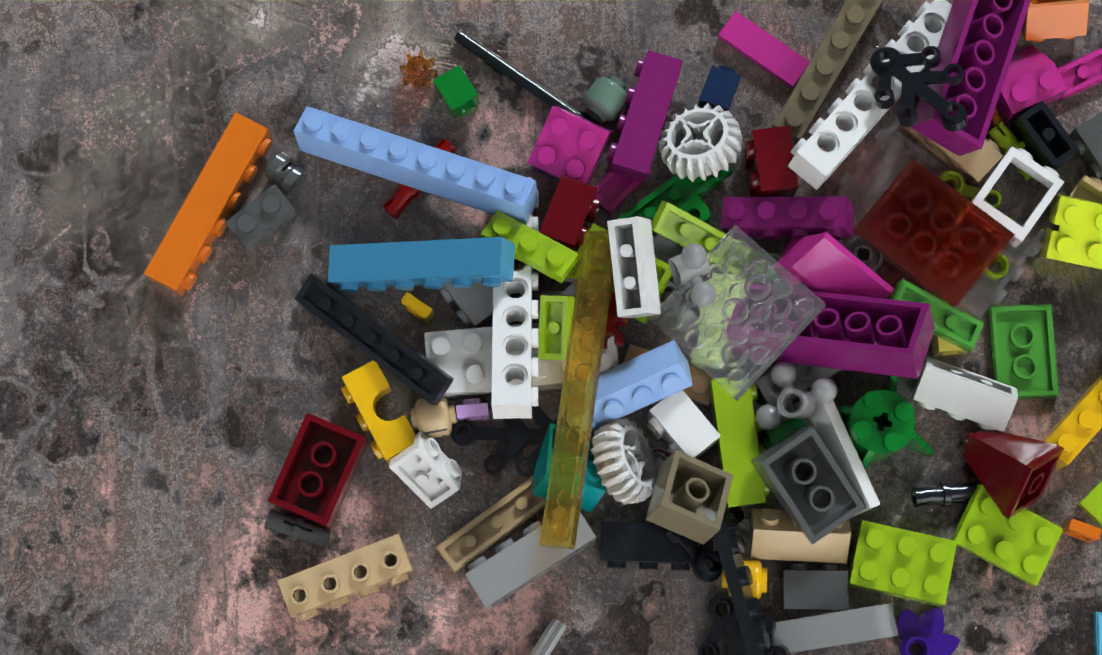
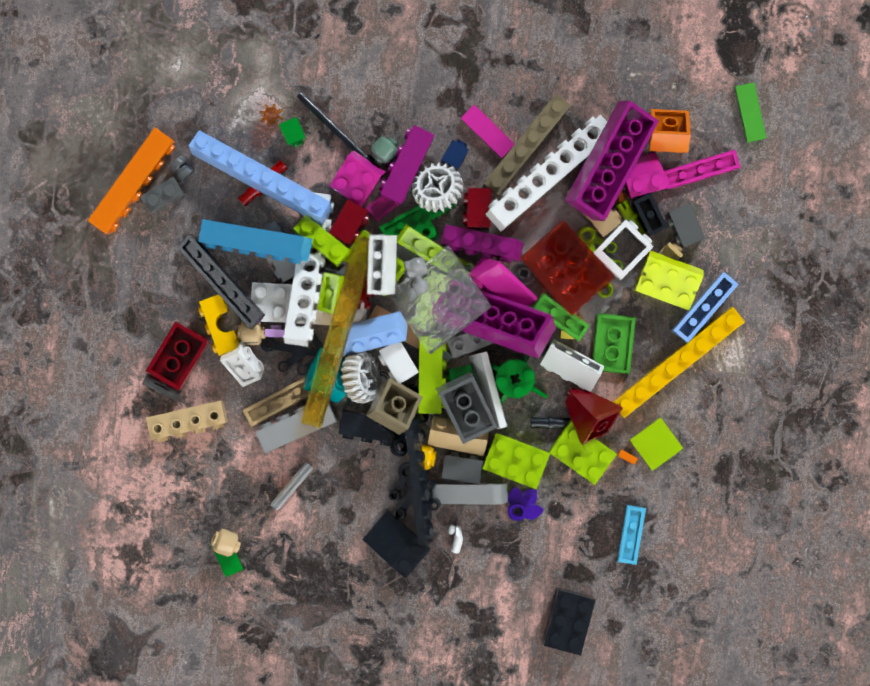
camera: 10 degrees right, 10 degrees up
(417, 308) = (250, 264): yellow tile -> none
(784, 375) = (463, 341): light grey piece -> none
(917, 83) = (570, 176): black plant -> none

